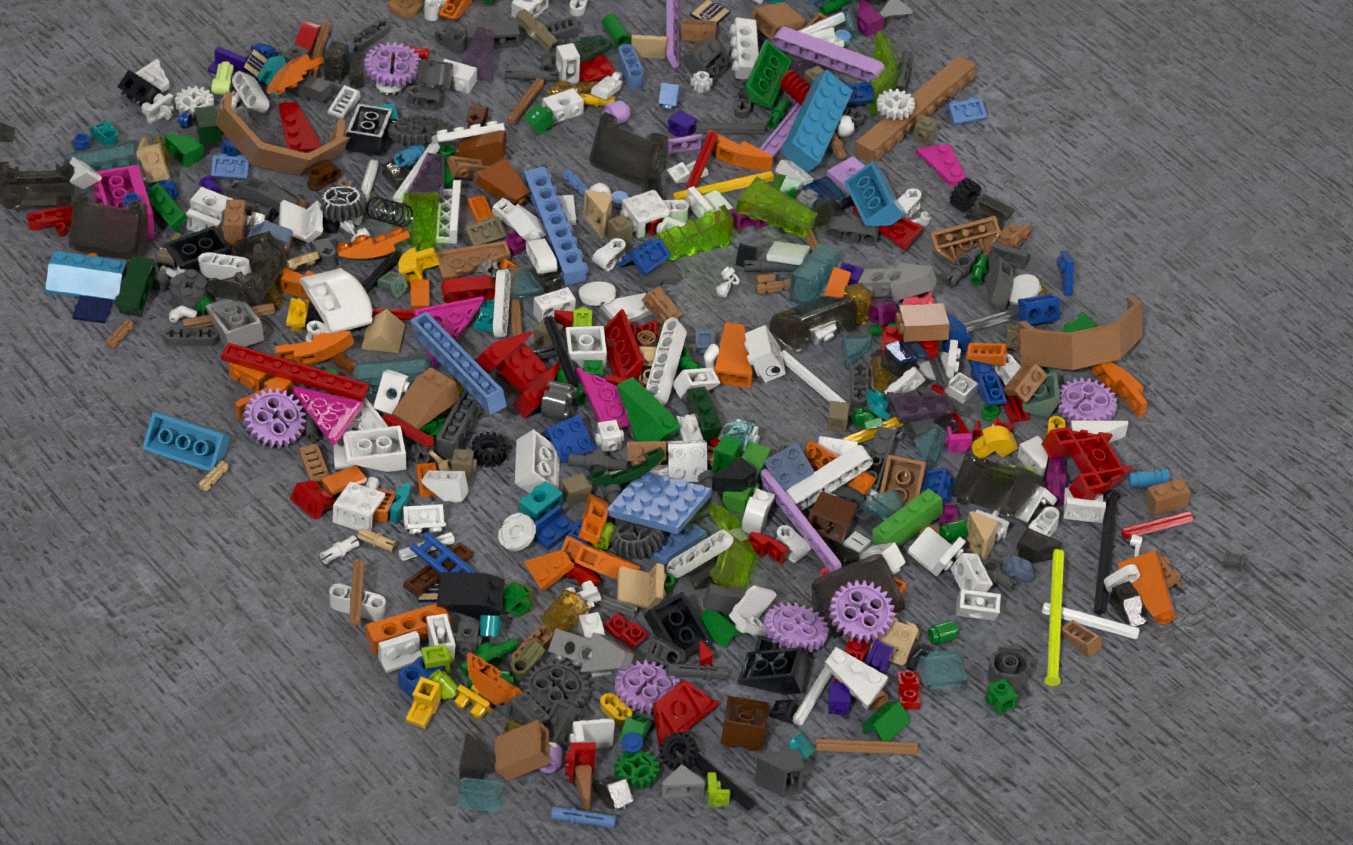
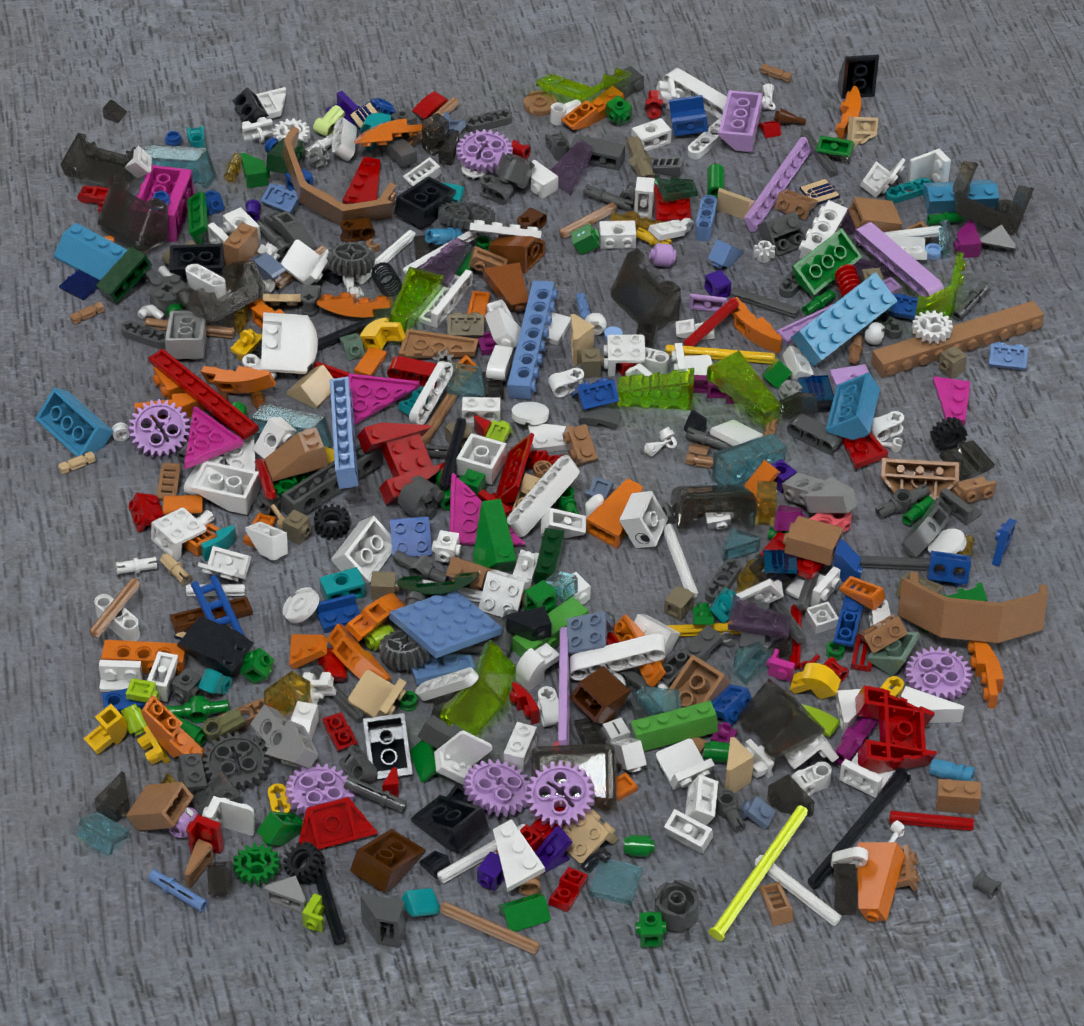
camera: 30 degrees right, 0 degrees up
(153, 161) = (210, 171): tan bracket -> none
(237, 433) = (120, 432): none -> white bush
(632, 742) = (262, 837): blue plate -> none
(791, 584) = (520, 746): none -> white brick

